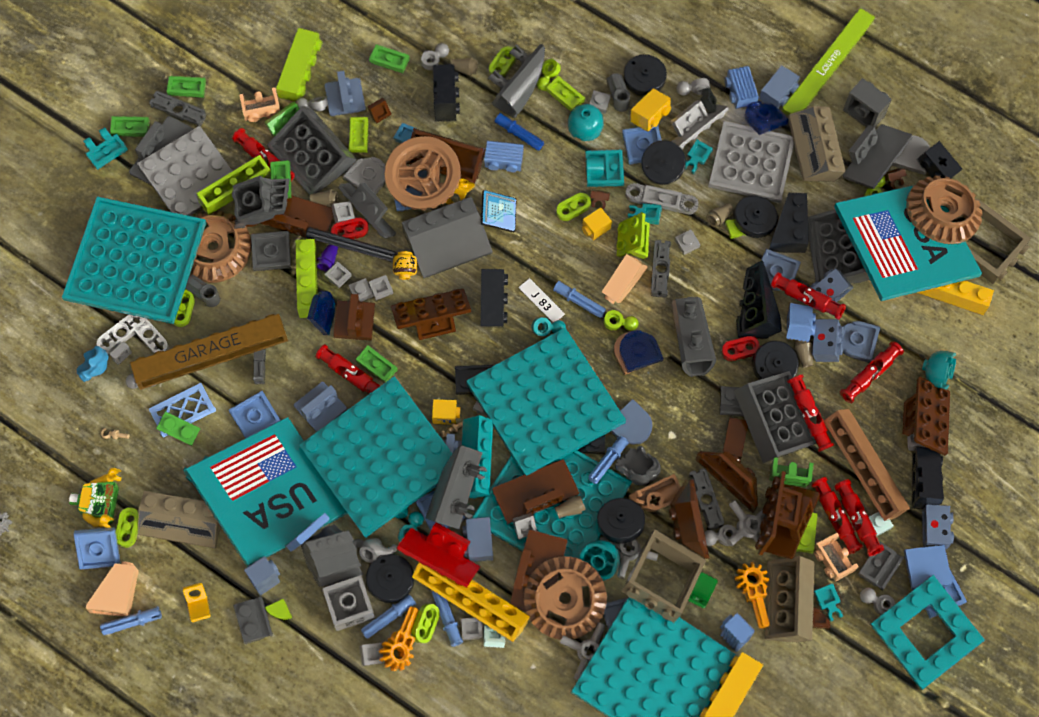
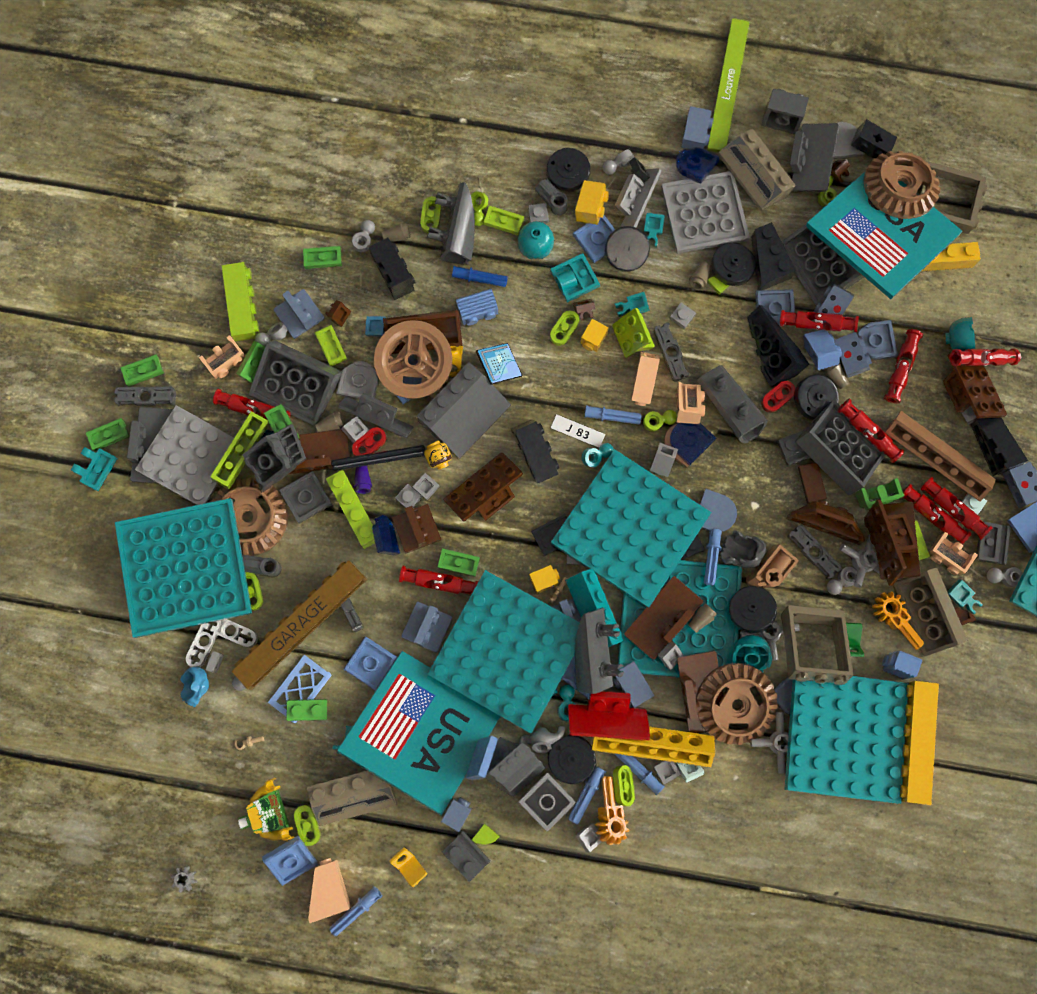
camera: 25 degrees left, 10 degrees up
(337, 275) = (380, 492): light grey plate -> none
(605, 356) = (663, 460): none -> light grey brick
(652, 317) = (689, 403): none -> light nougat window
(666, 198) = (639, 283): light grey plate -> none
(687, 520) = (811, 581): reddish brown wedge -> none
(741, 87) = (662, 143): medium blue brick -> none
(961, 399) = (984, 357): none -> red piece

